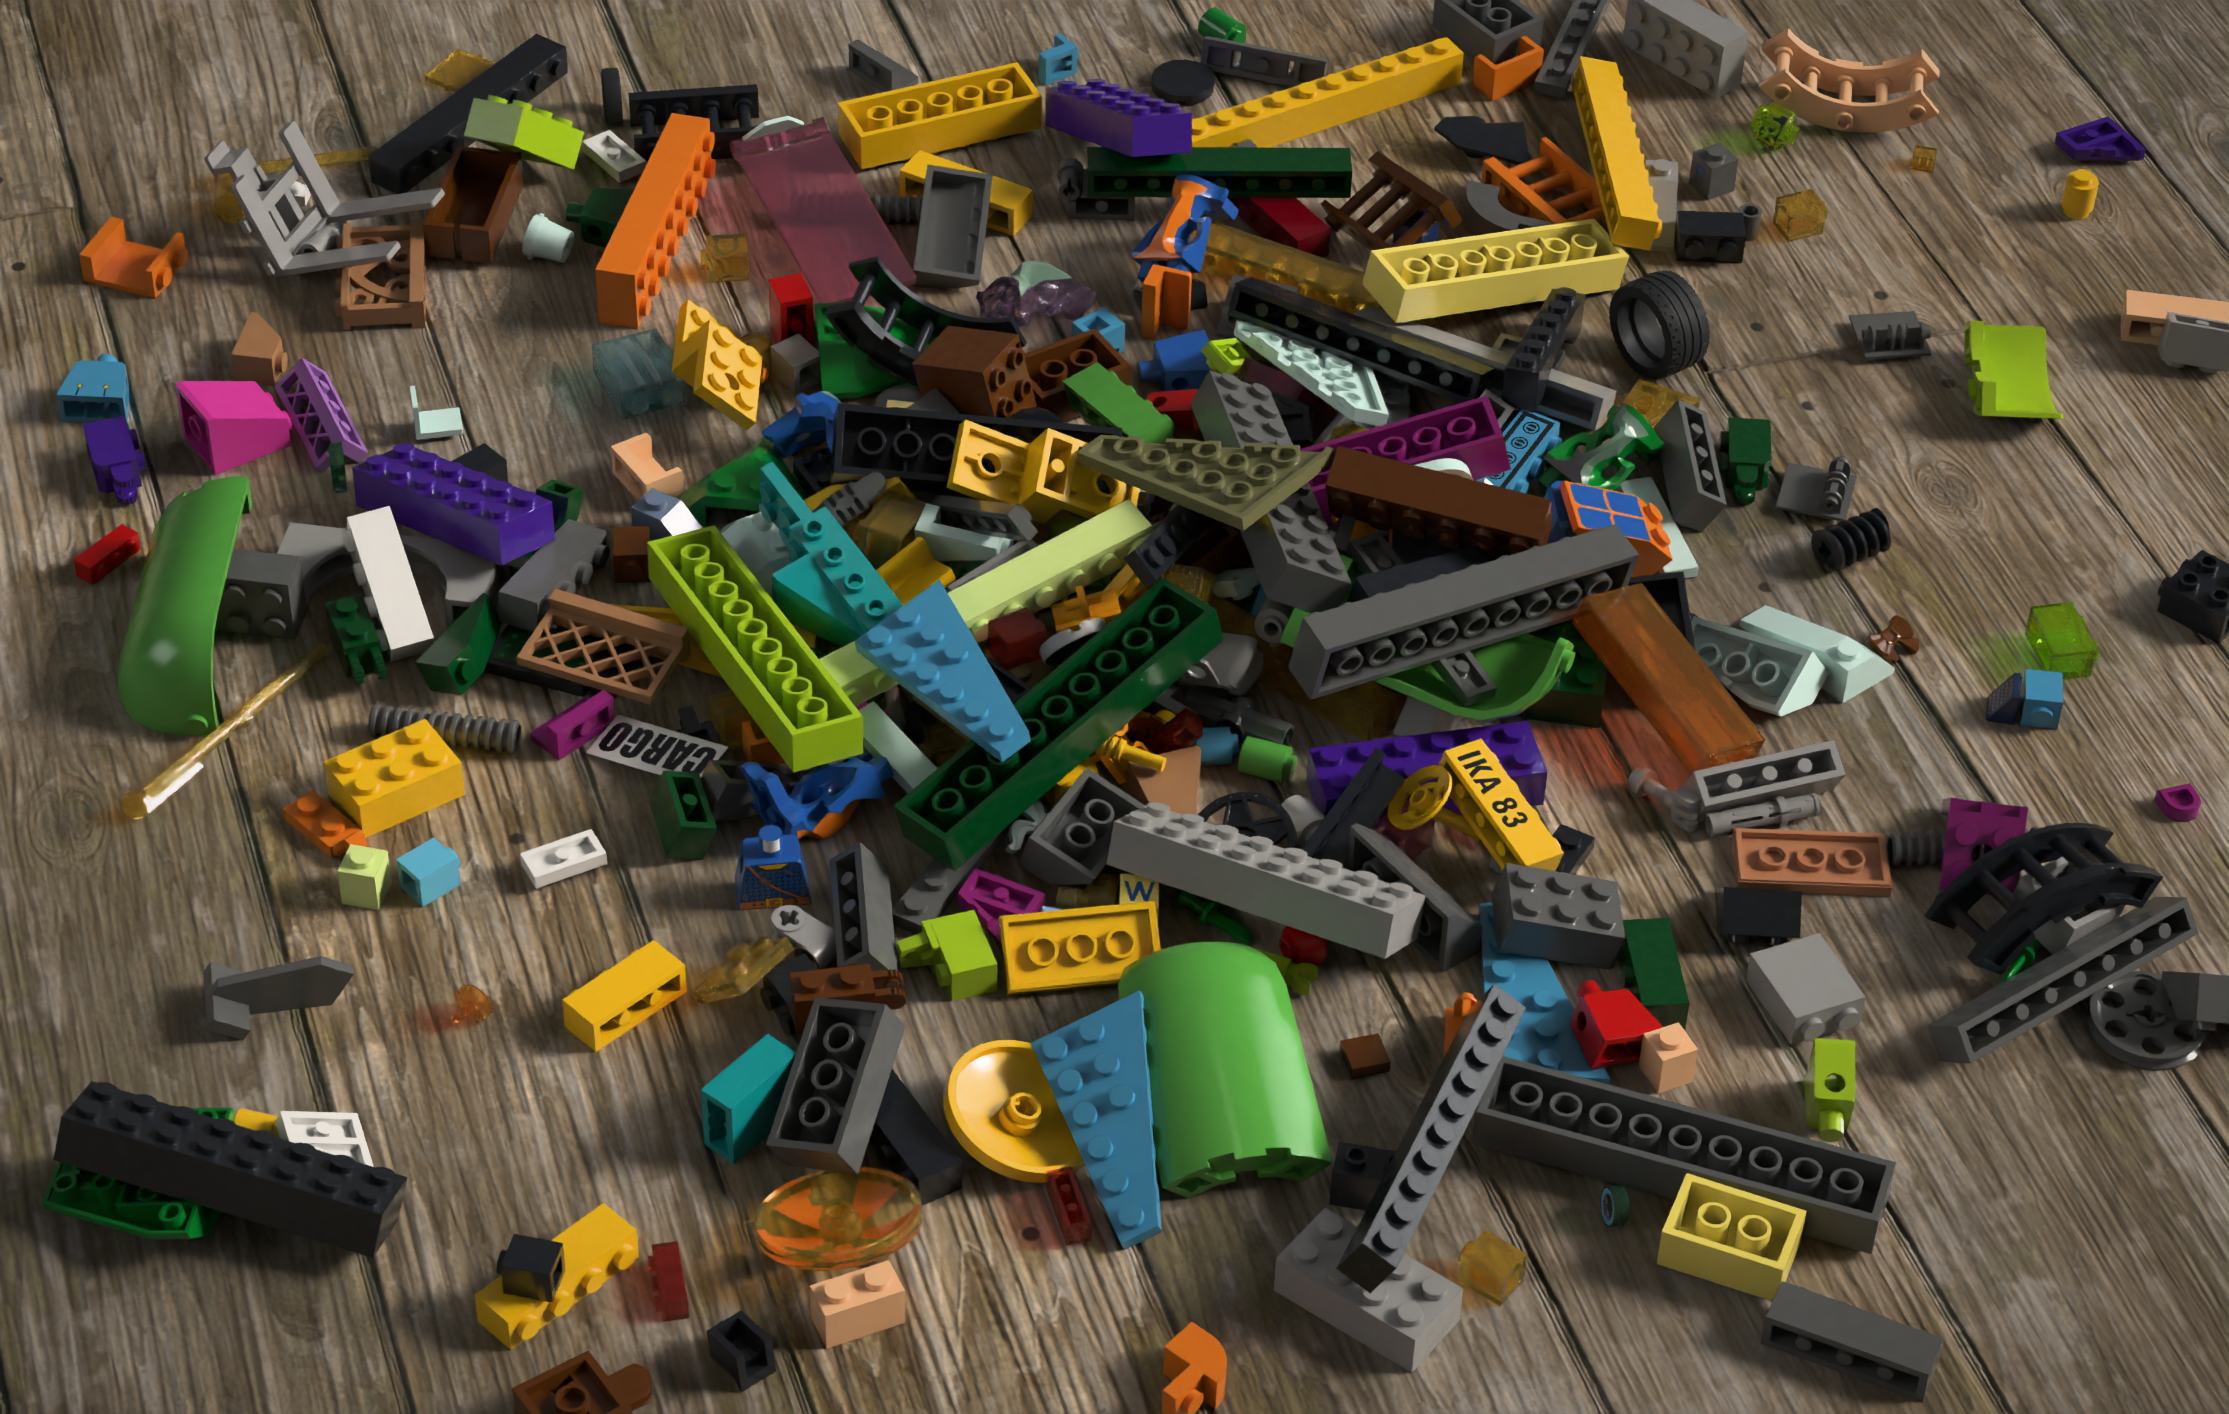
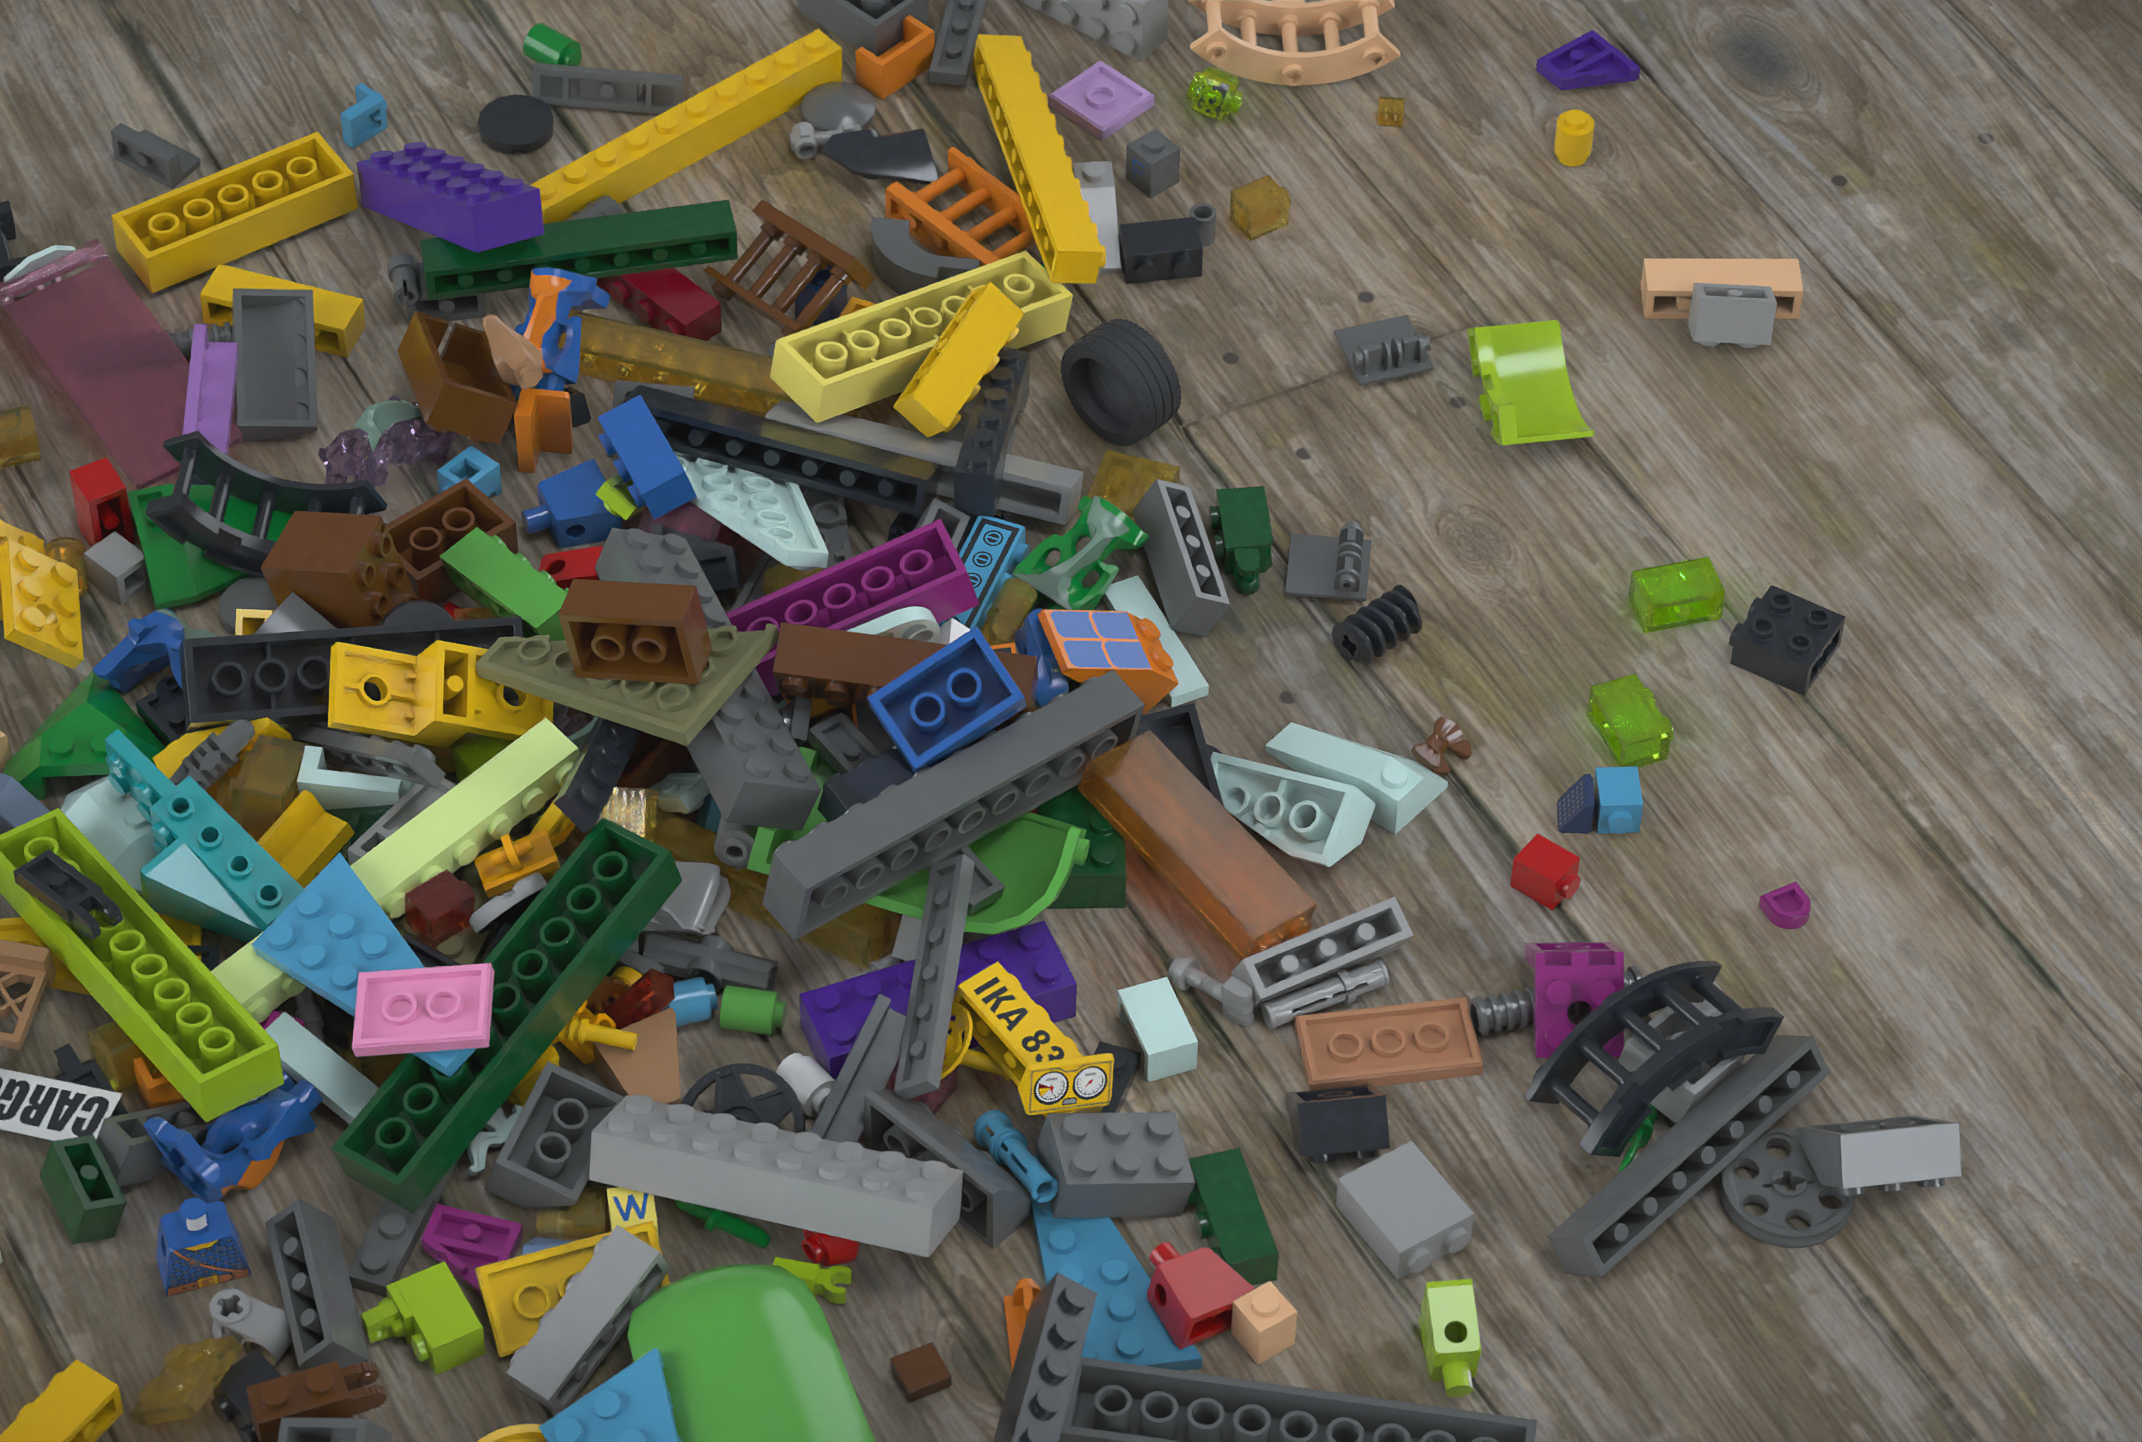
camera: 10 degrees left, 5 degrees up
(710, 583) = (67, 893): none -> black hinge
(896, 235) = (210, 390): none -> medium lavender fence
(988, 703) = (423, 1010): none -> bright pink tile
(1087, 968) = (587, 1319): none -> light grey brick
(1106, 262) = (459, 386): none -> reddish brown piece
(1149, 236) = (513, 355): none -> medium nougat animal
(1214, 434) = (635, 631): none -> reddish brown brick
(1246, 327) = (645, 458): none -> blue brick
(1422, 121) = (806, 140): none -> light grey bar
(1425, 744) = (934, 977): none -> dark grey plate
(1453, 100) = (836, 104): none -> dark grey dish
(1470, 522) = (947, 701): none -> blue brick
(1475, 898) = (1010, 1149): none -> dark azure pin
(1524, 288) = (959, 361): none -> yellow brick
(1526, 840) = (1067, 1084): none -> slope
(1539, 478) = (1008, 611): none -> clear yellow hinge
(1615, 820) = (1160, 1028): none -> light aqua panel
(1677, 122) = (1101, 100): none -> lavender tile
(1969, 746) = (1545, 872): none -> red brick
(2117, 549) = (1676, 594): none -> clear neon green brick

